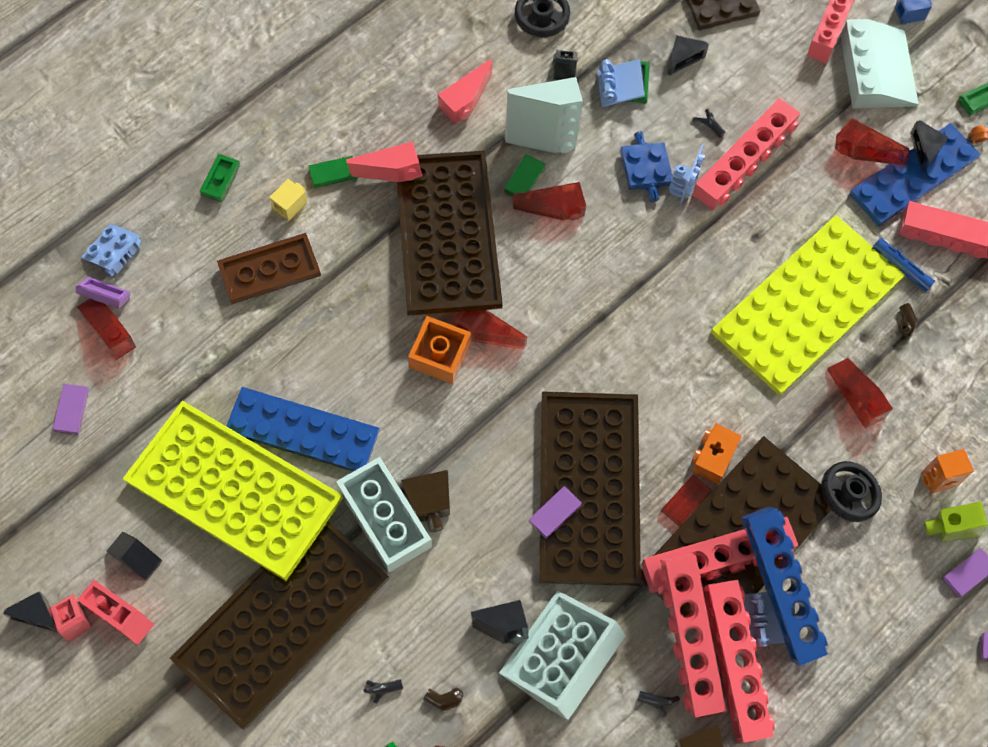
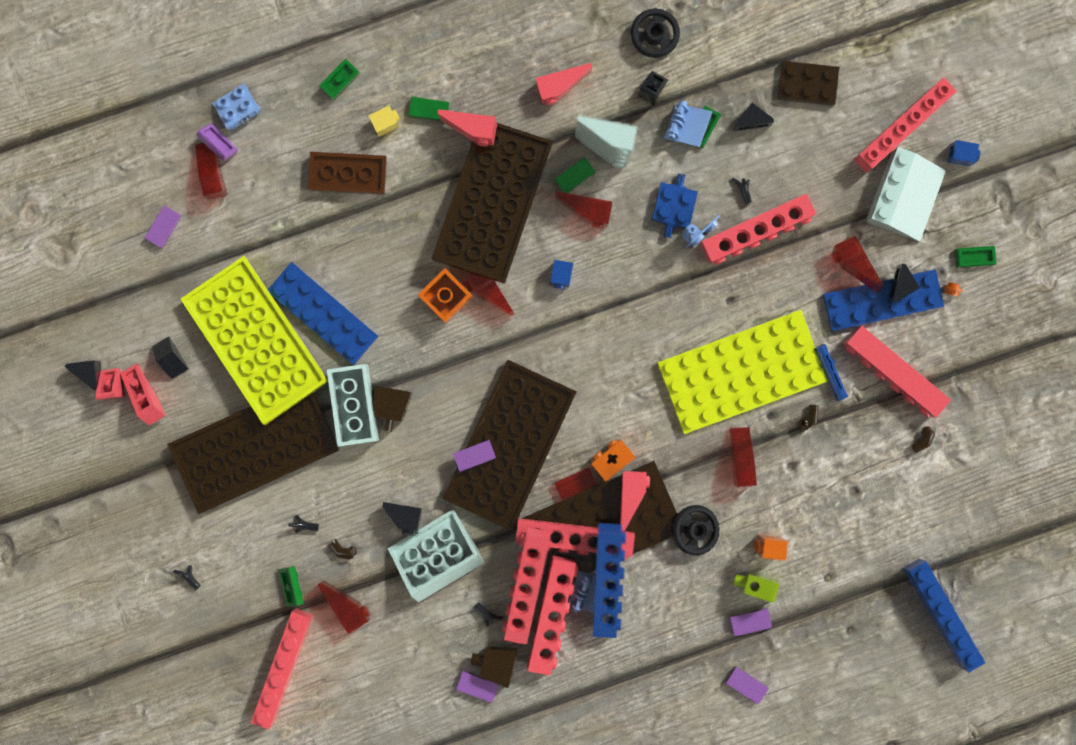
camera: 25 degrees right, 20 degrees up
(559, 278) = (561, 274): none -> blue brick
(757, 471) = (632, 491): none -> coral slope

